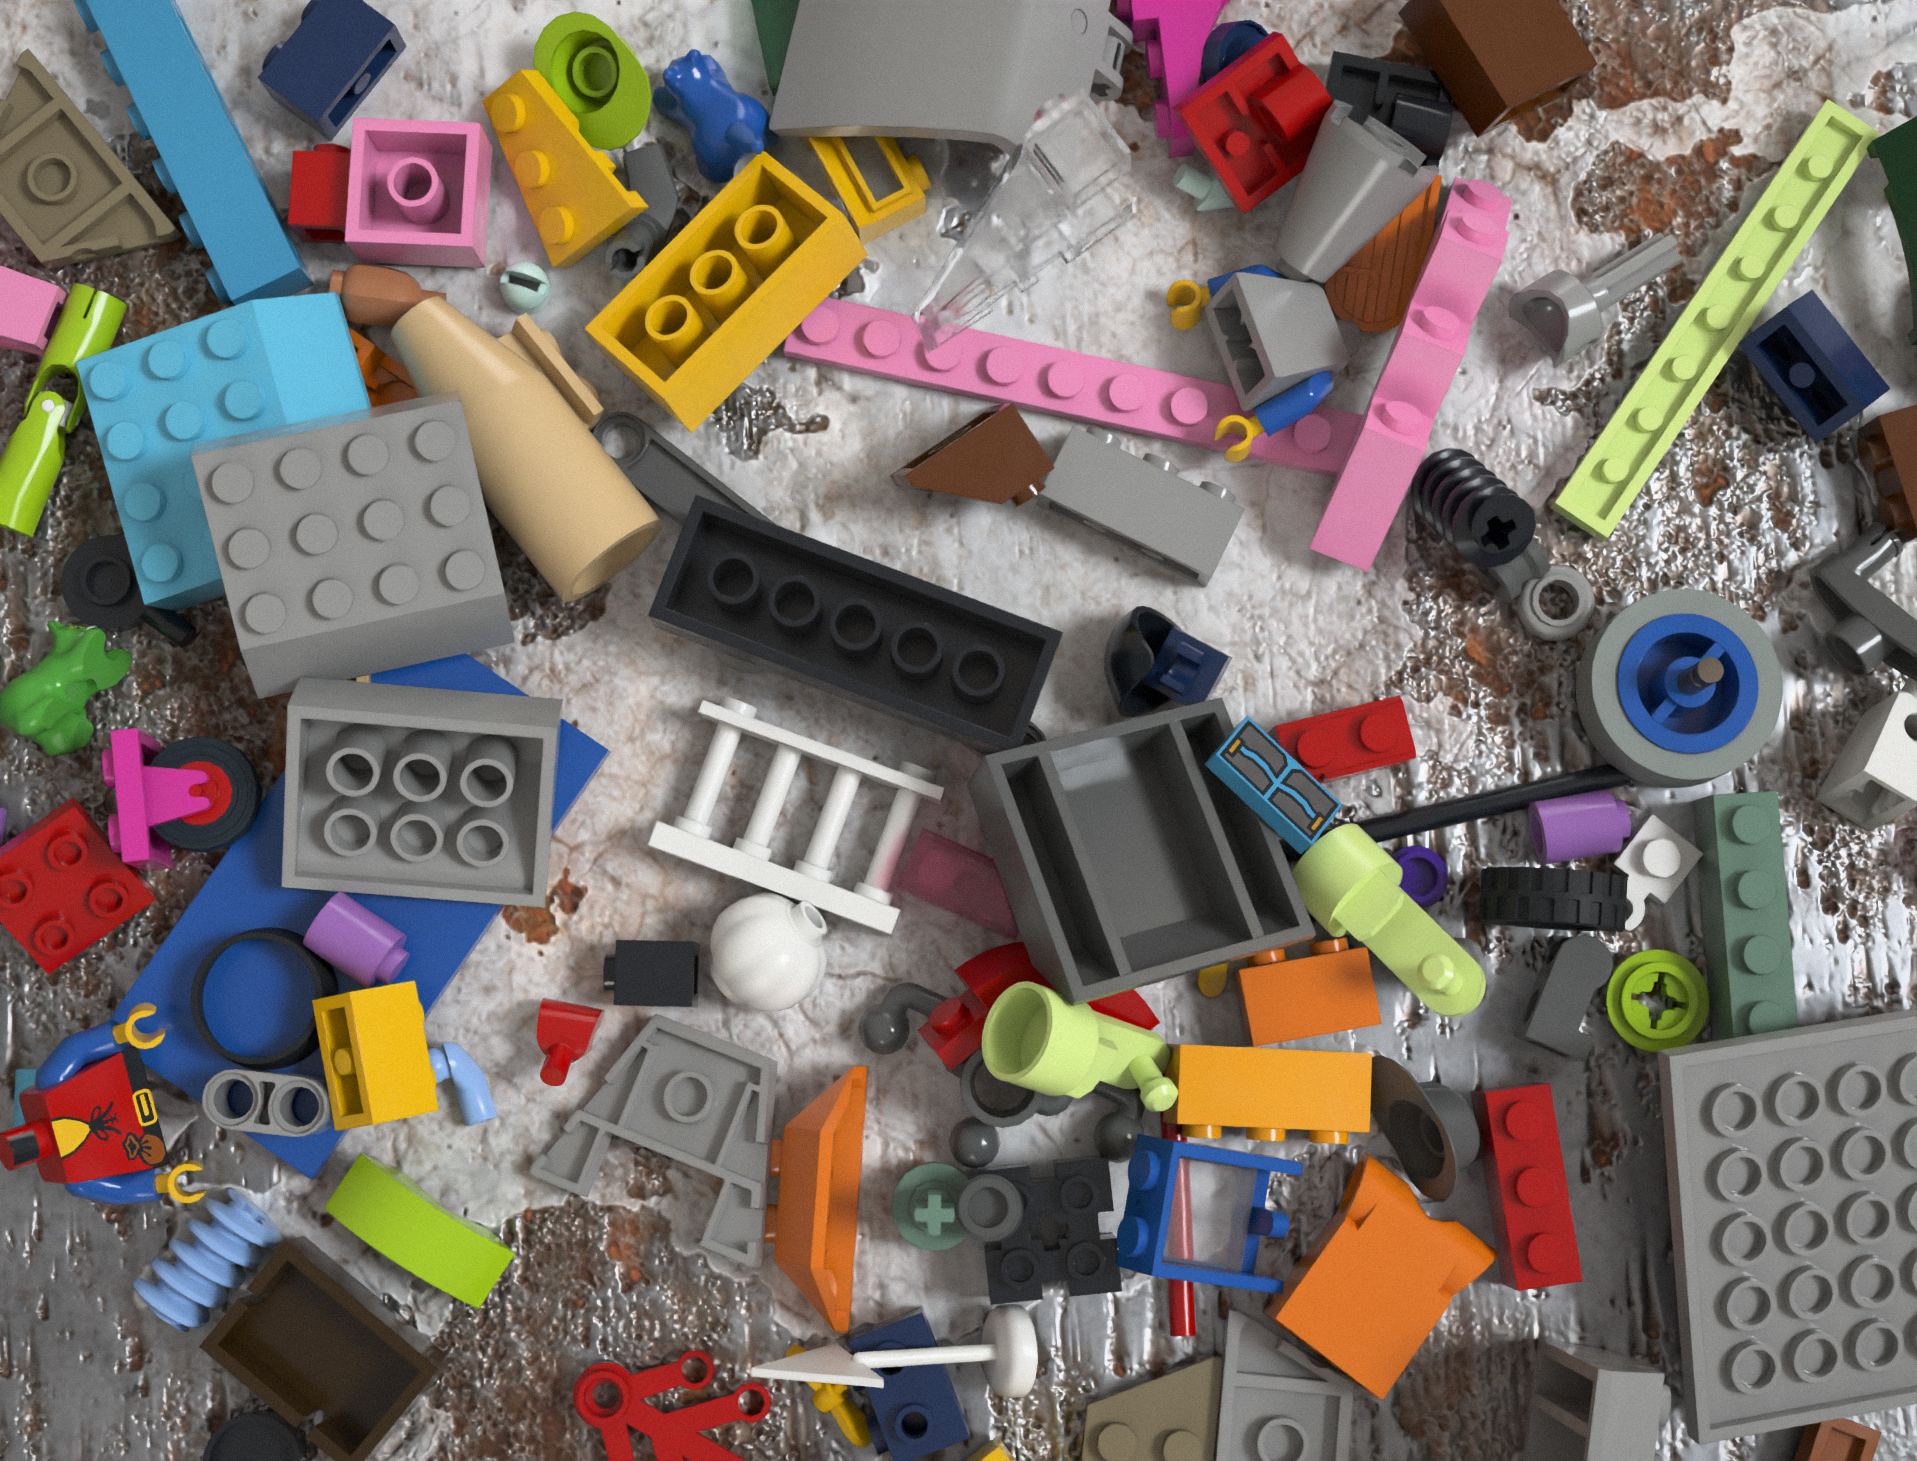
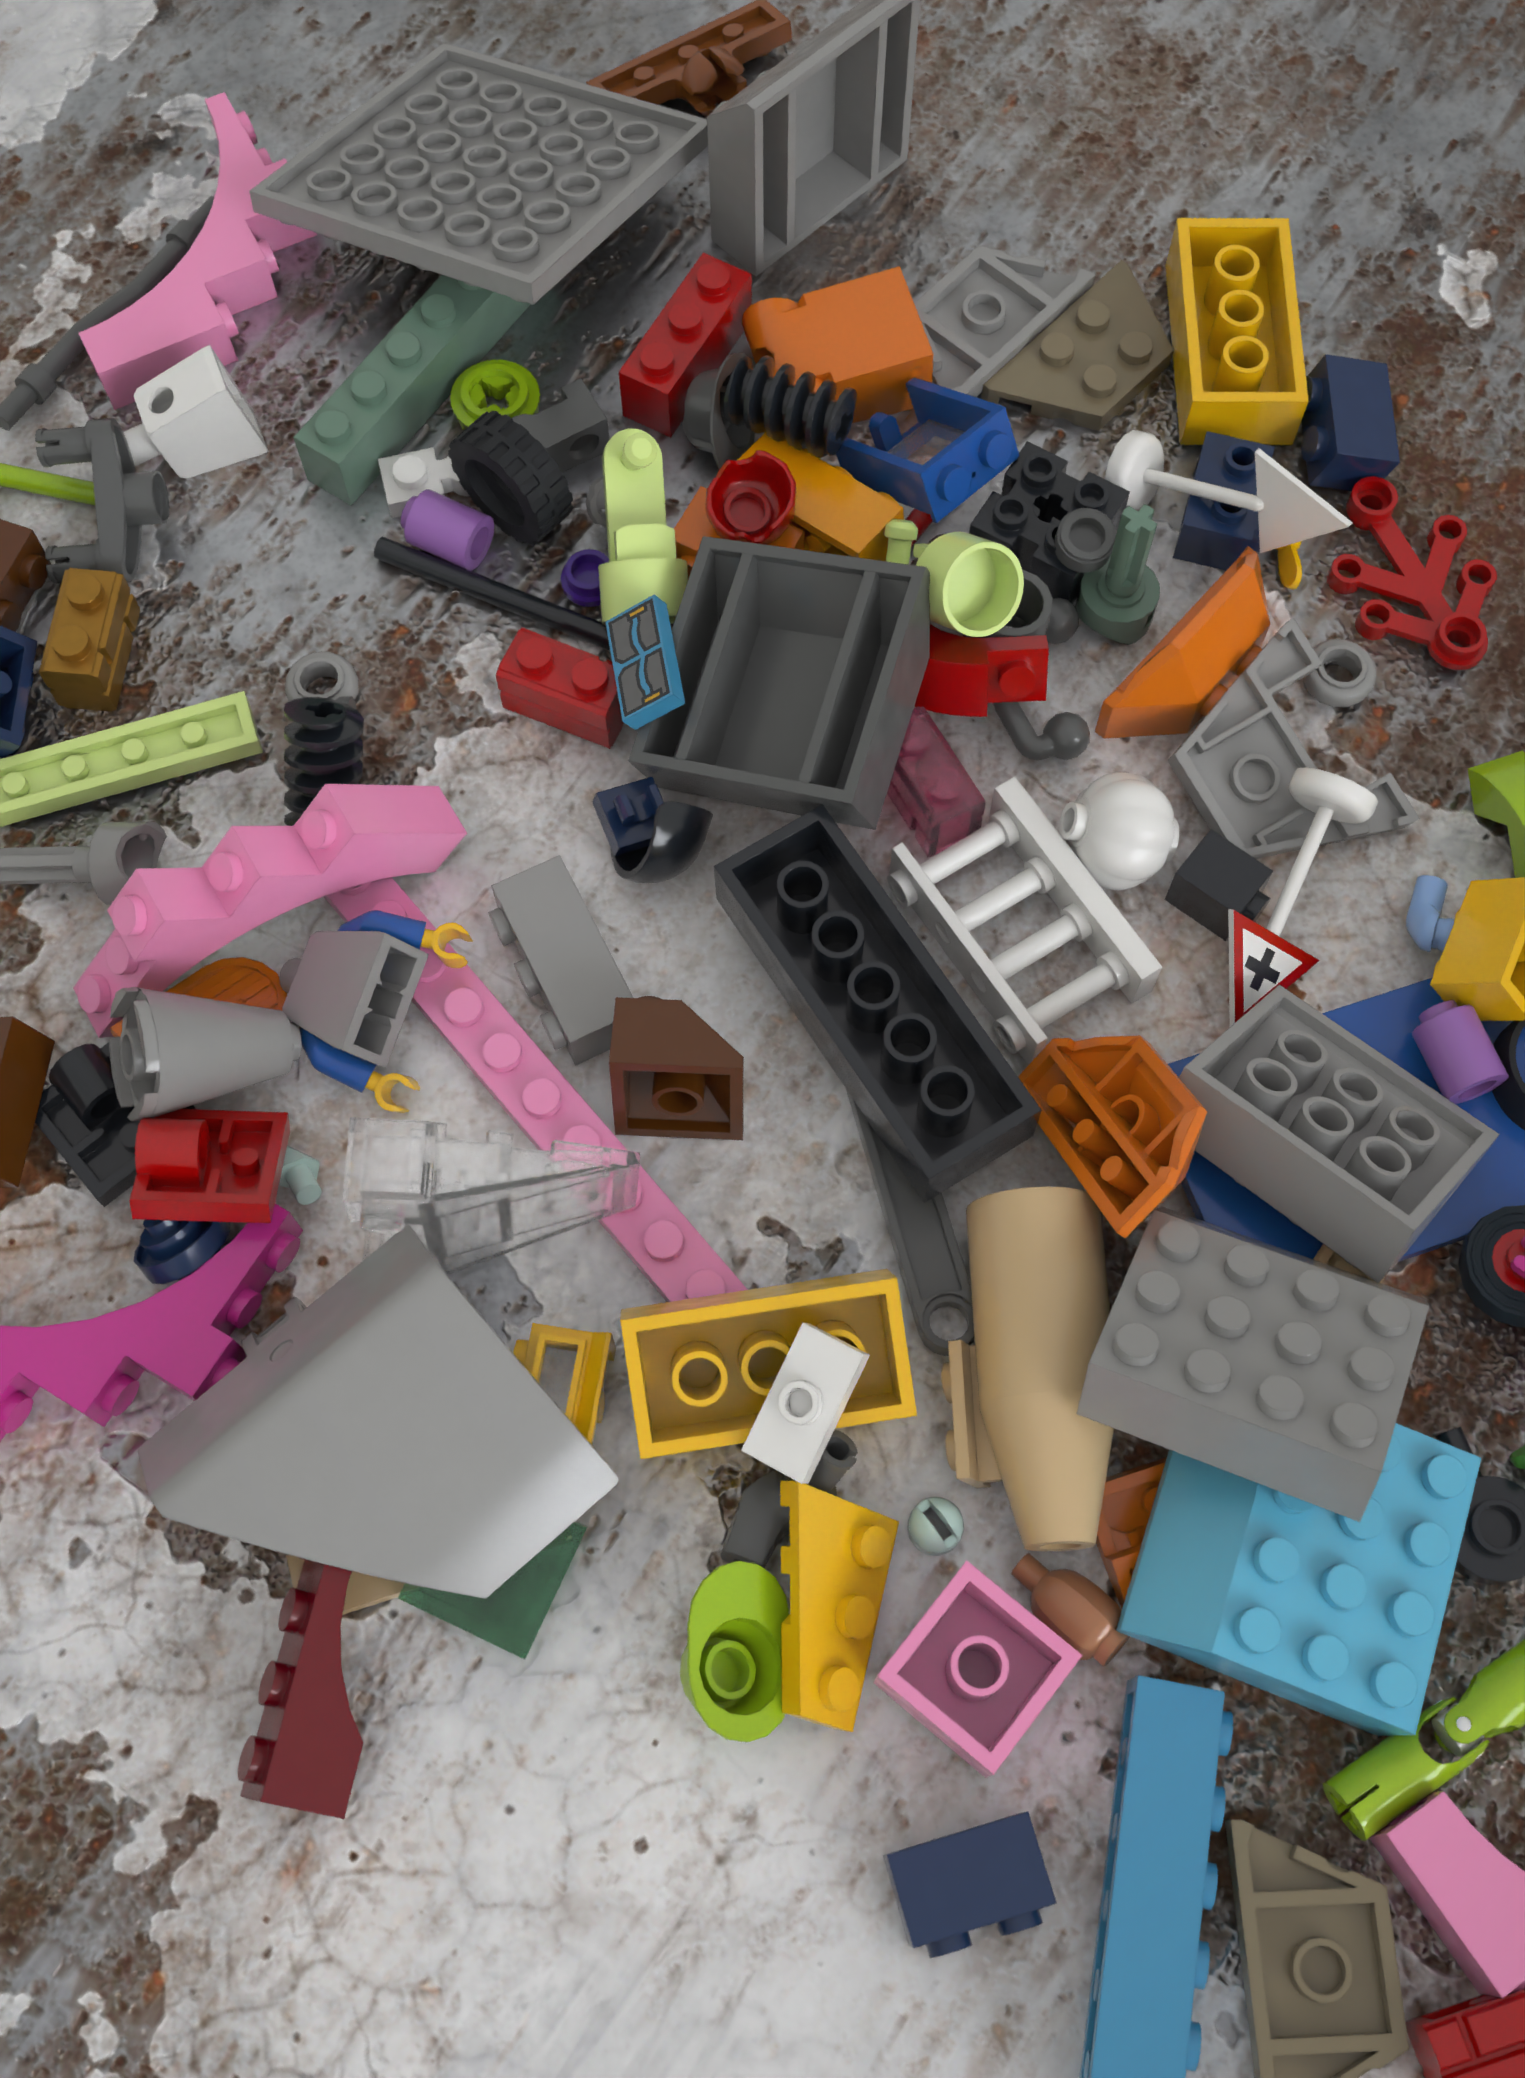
camera: 140 degrees left, 15 degrees down
(320, 193) = (1062, 1745): red brick -> none
(564, 1036) = (1327, 890): red piece -> none
(573, 930) = (1258, 954): none -> white piece
(588, 658) = (1116, 1121): none -> orange wedge
(663, 1287) = (1351, 657): none -> light grey piece
(665, 262) = (805, 1403): none -> white plate
(719, 119) = (651, 1530): blue animal -> none
(1311, 1017) = (752, 499): none -> red hair
(1354, 1146) = (789, 409): none -> black piece
(1679, 688) = (293, 557): wheel -> none
(1779, 485) = (90, 640): none -> pearl gold brick

